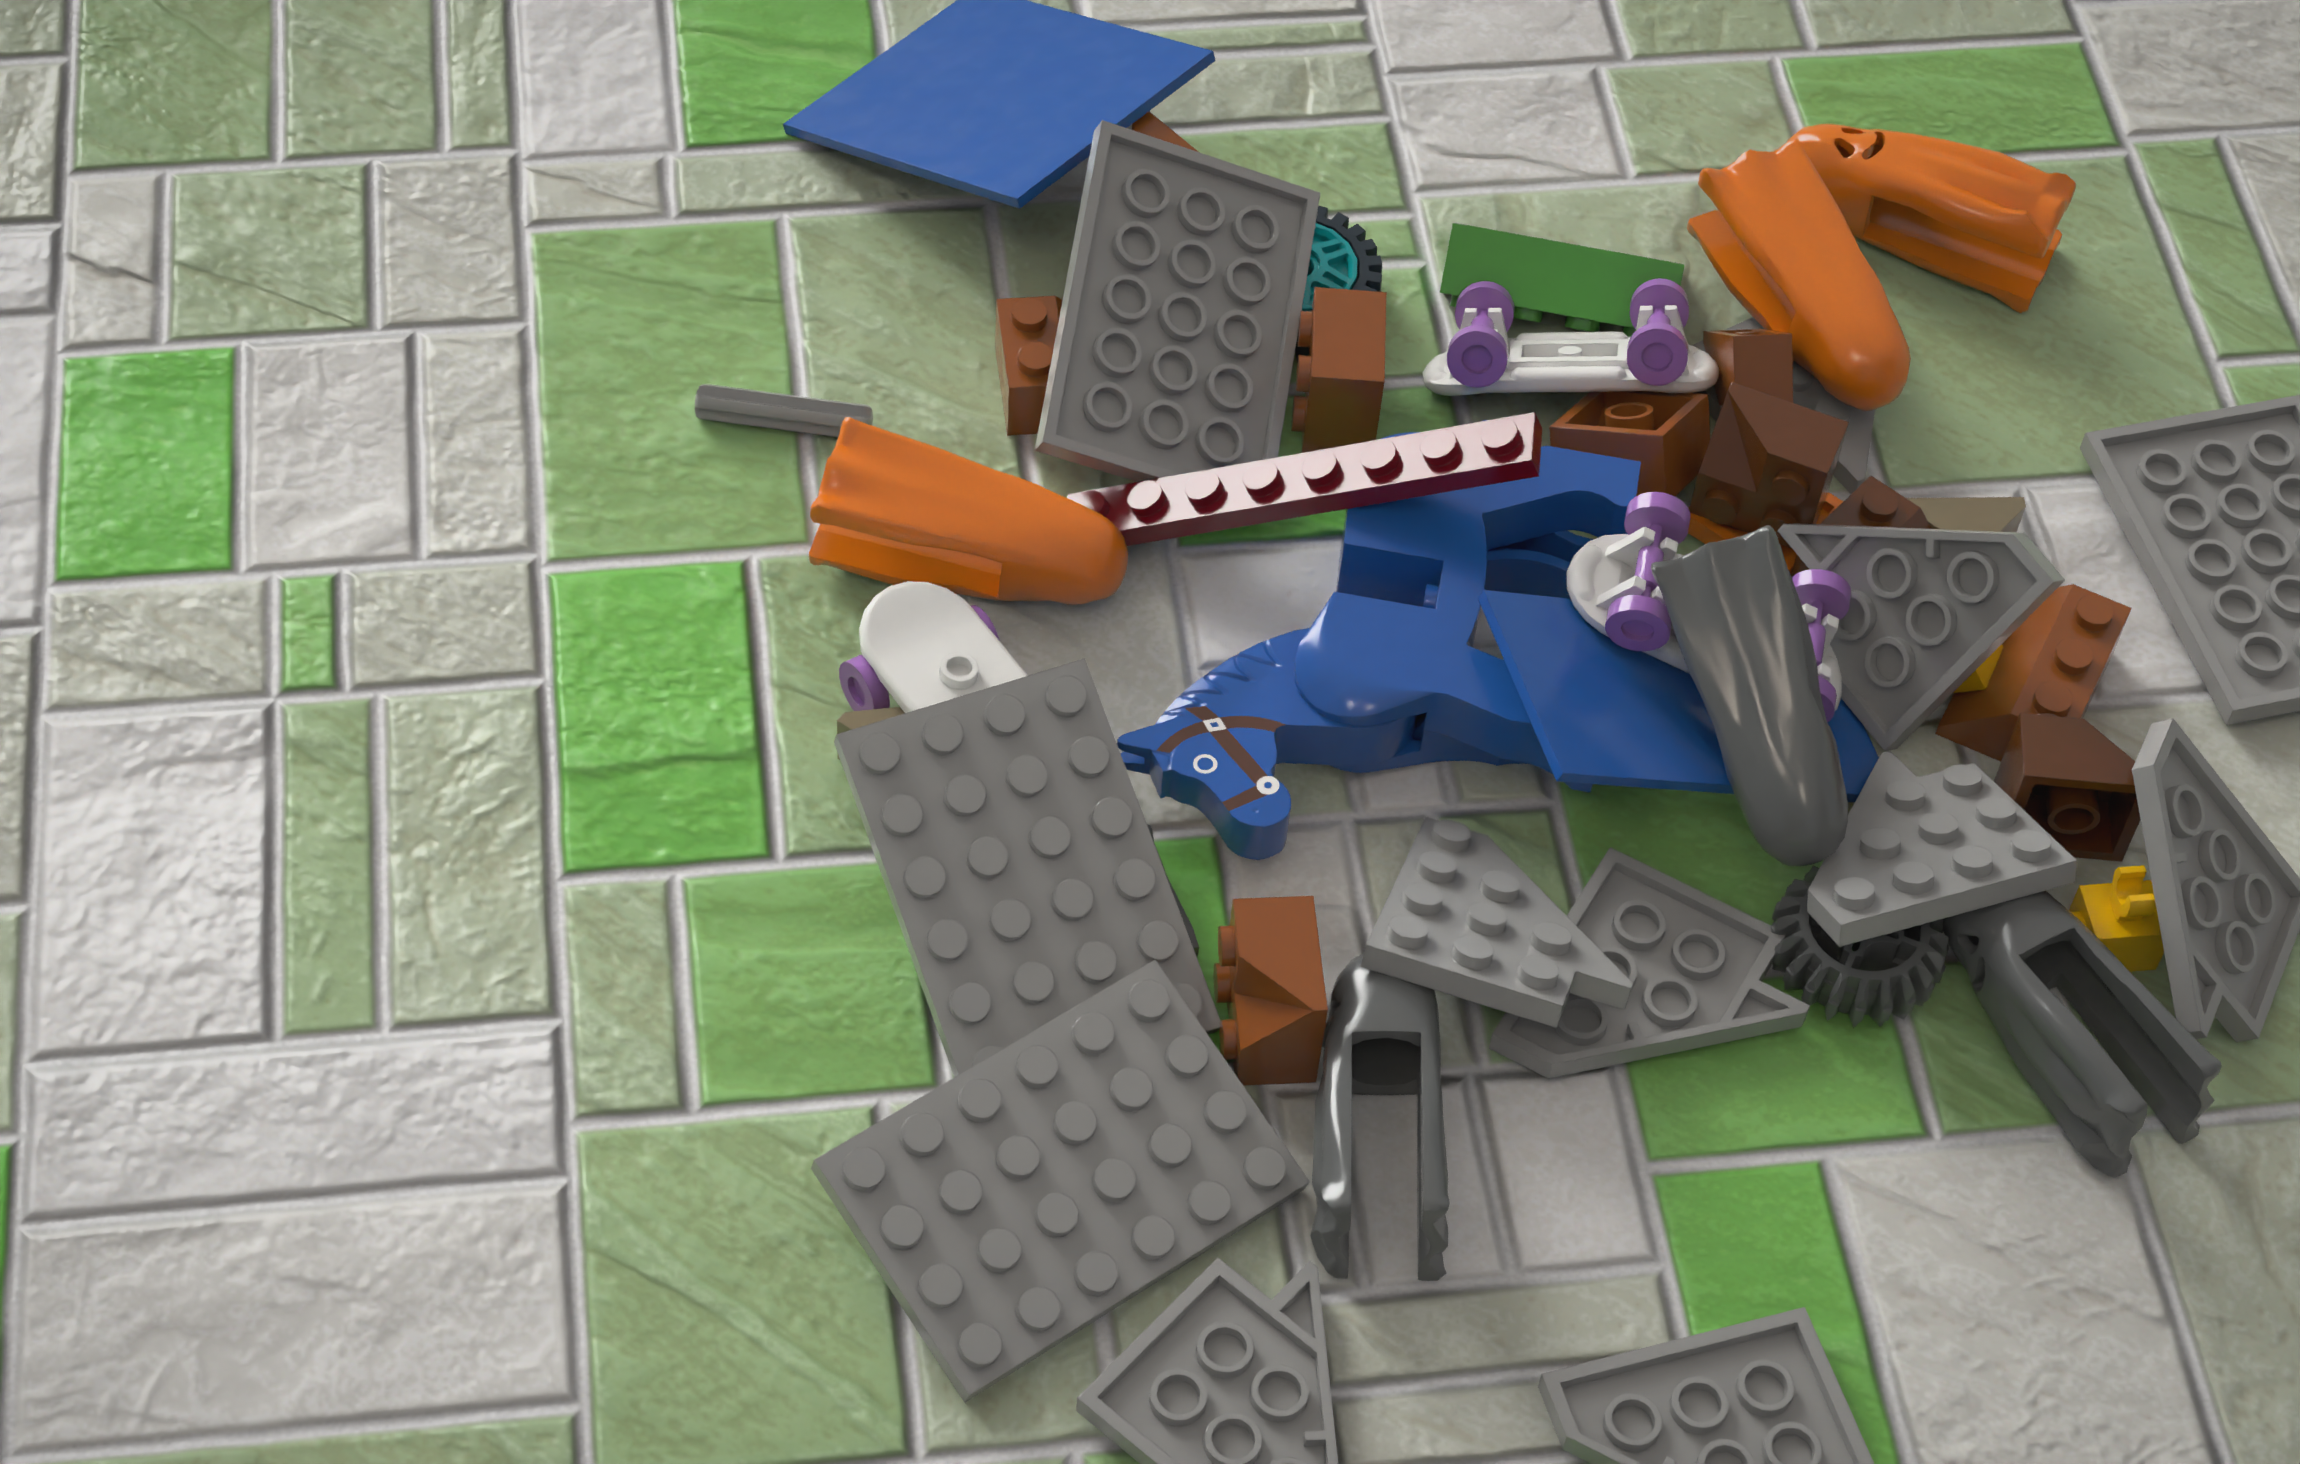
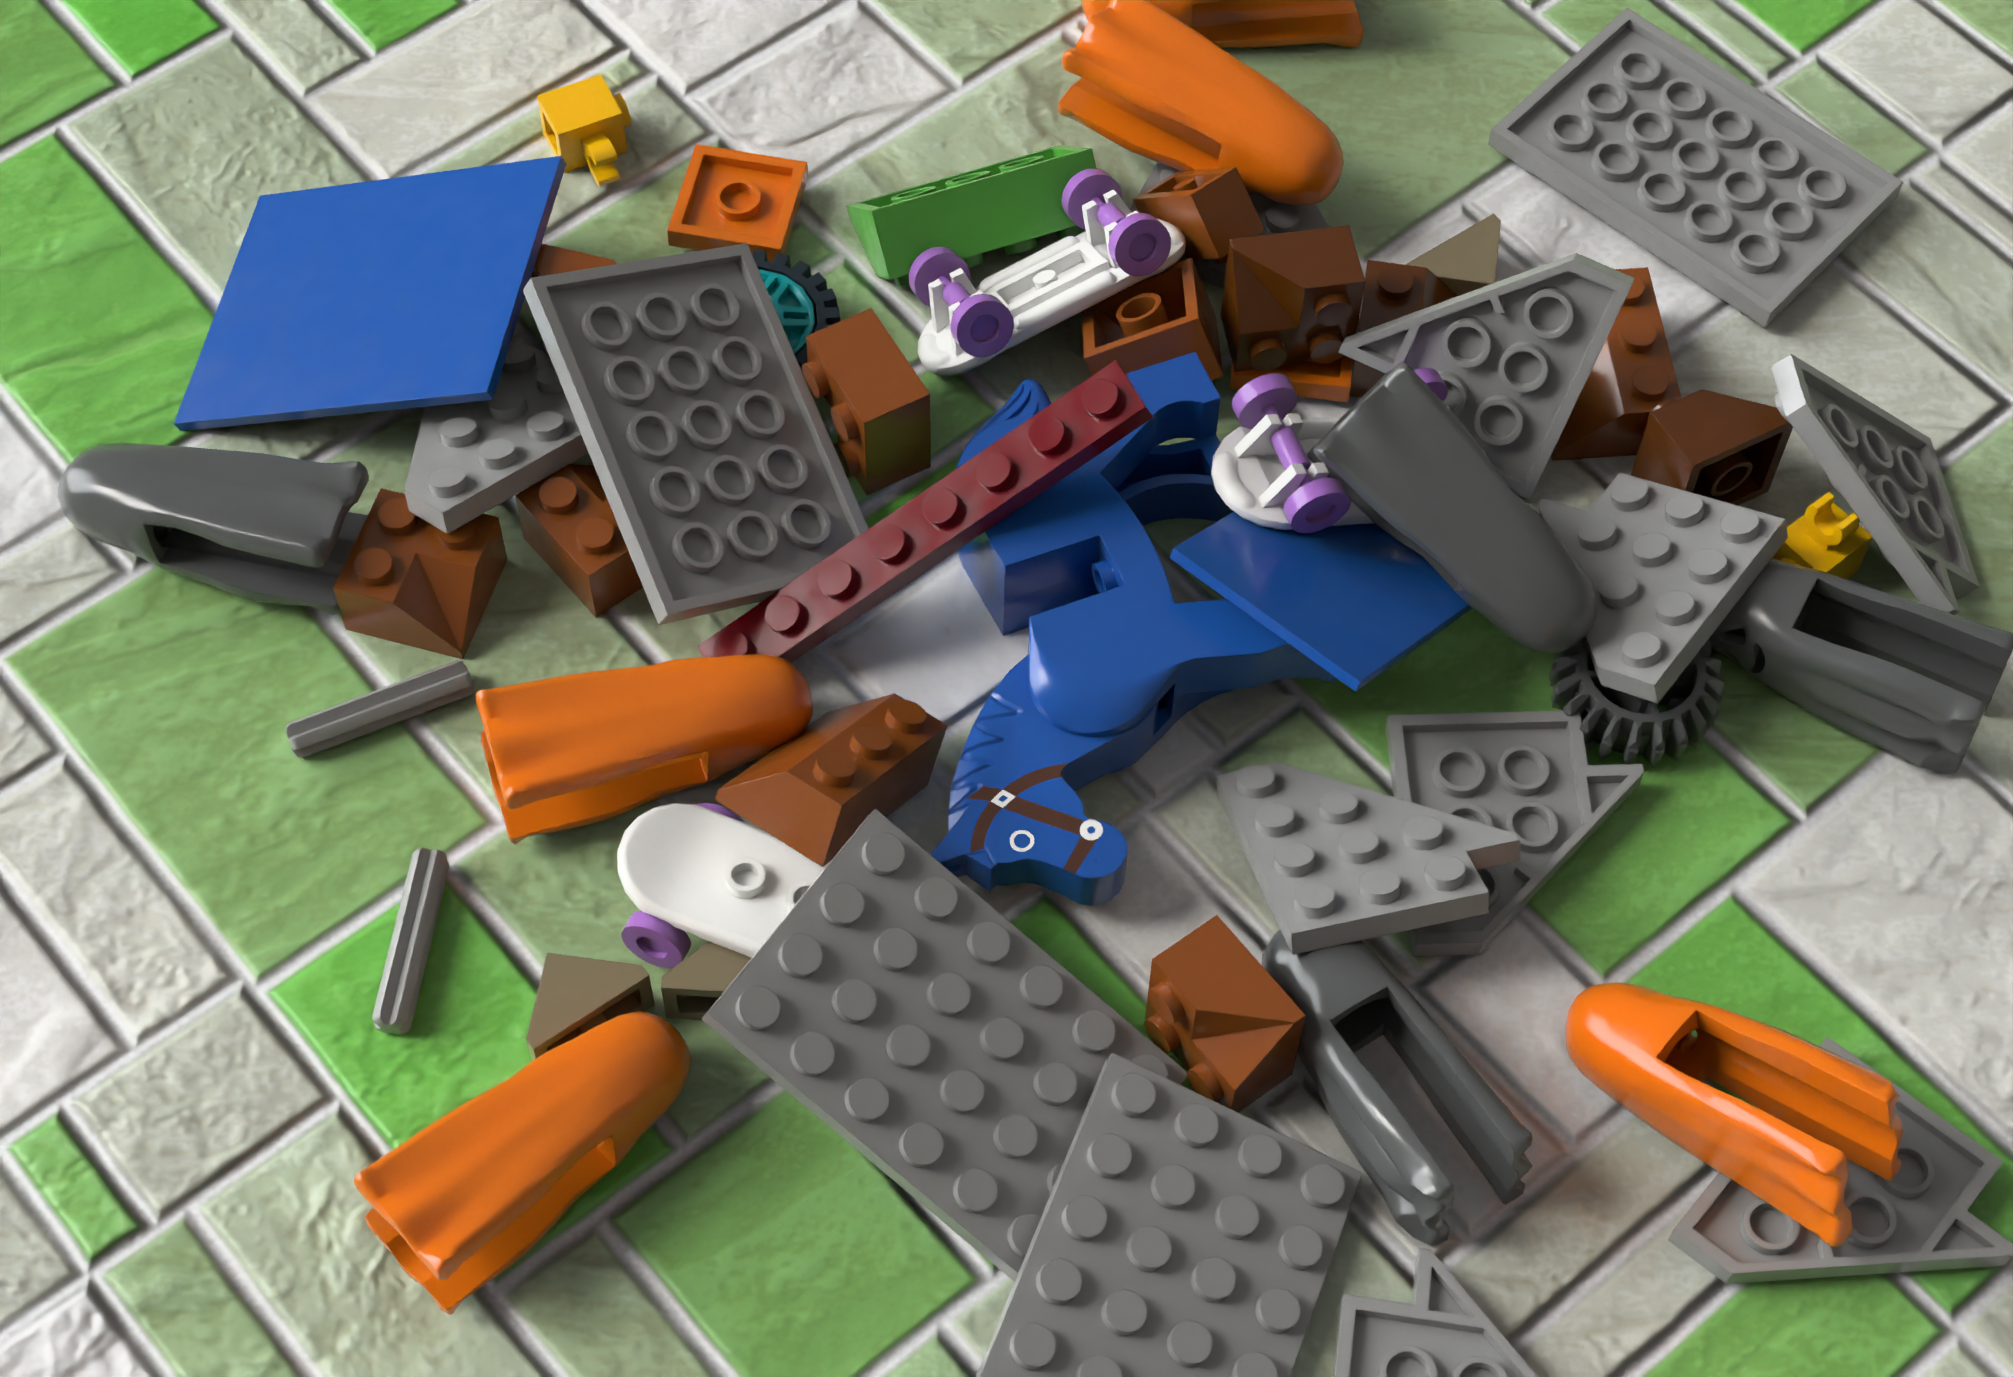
camera: 30 degrees left, 5 degrees up
(643, 779) = (512, 1161): none -> orange piece
(680, 592) = (410, 941): none -> light grey axle
(765, 208) = (236, 517): none -> dark grey piece
(769, 707) = (582, 994): none -> dark tan slope
(886, 326) = (417, 581): none -> dark orange slope
(997, 249) = (495, 448): none -> light grey wing
(1128, 644) = (837, 773): none -> dark orange slope
(1277, 55) = (586, 126): none -> yellow brick
(1363, 173) = (737, 200): none -> orange plate
(1644, 1232) = (1810, 1100): none -> orange piece

